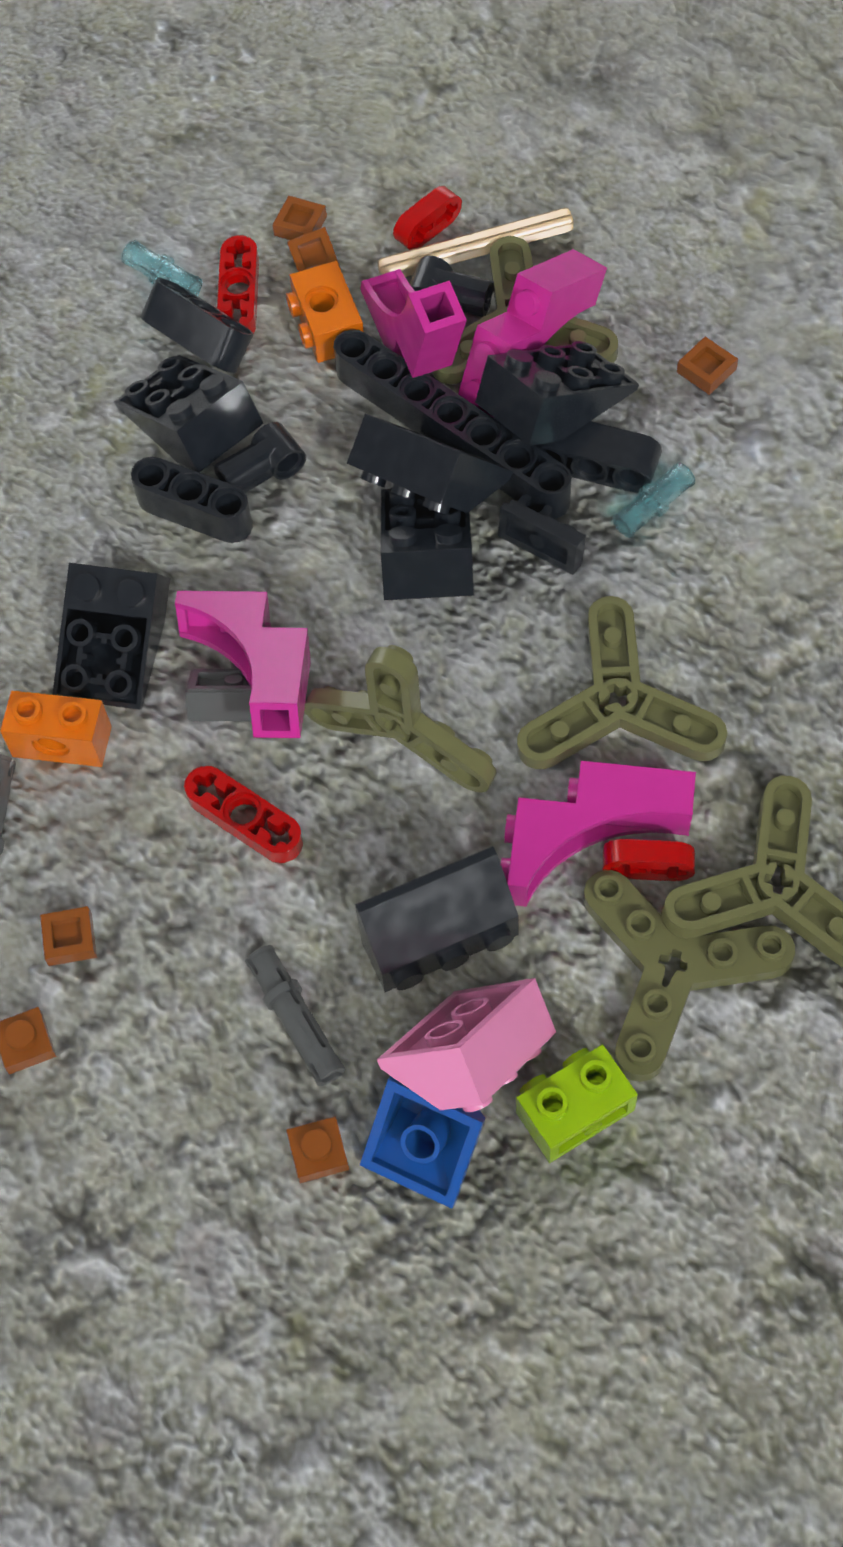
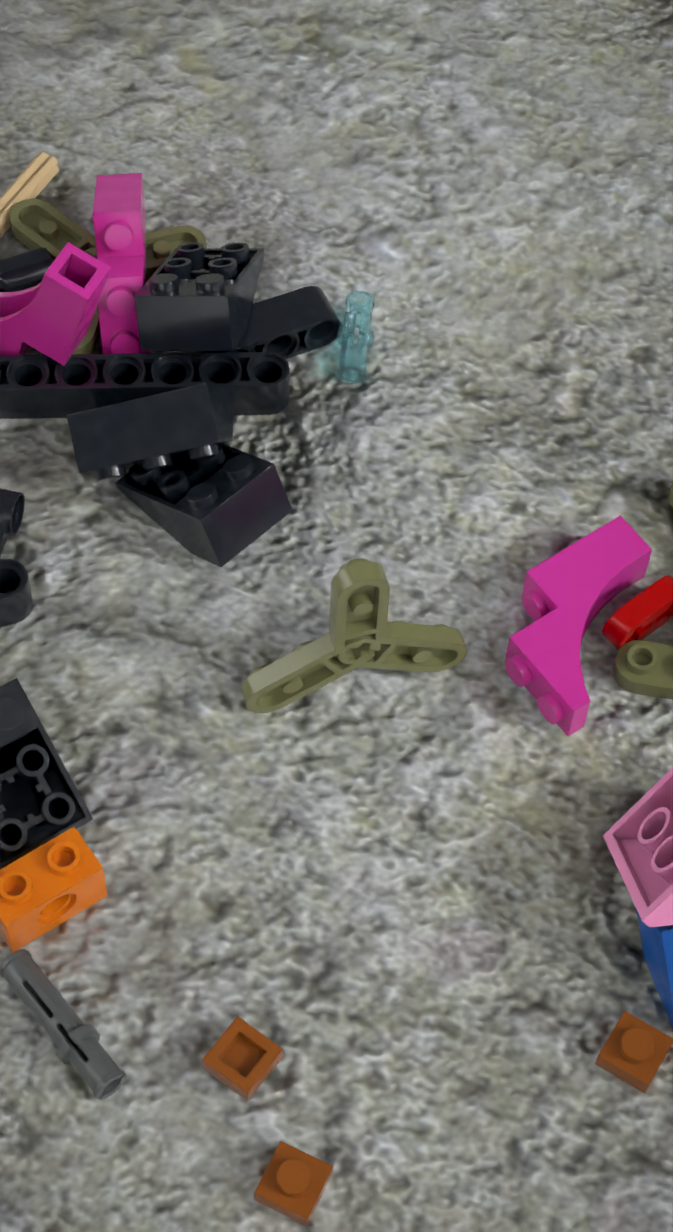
camera: 50 degrees left, 5 degrees down
(218, 695) = (166, 742): dark grey slope -> none
(250, 833) = (268, 851): red beam -> none
(269, 657) = (188, 682): dark pink arch -> none
(285, 998) = (506, 959): dark grey pin -> none
(438, 920) = (550, 787): black slope -> none
(541, 534) = (298, 424): black plate -> none
(647, 710) = (520, 501): olive piece -> none
(707, 365) = (288, 206): dark orange plate -> none

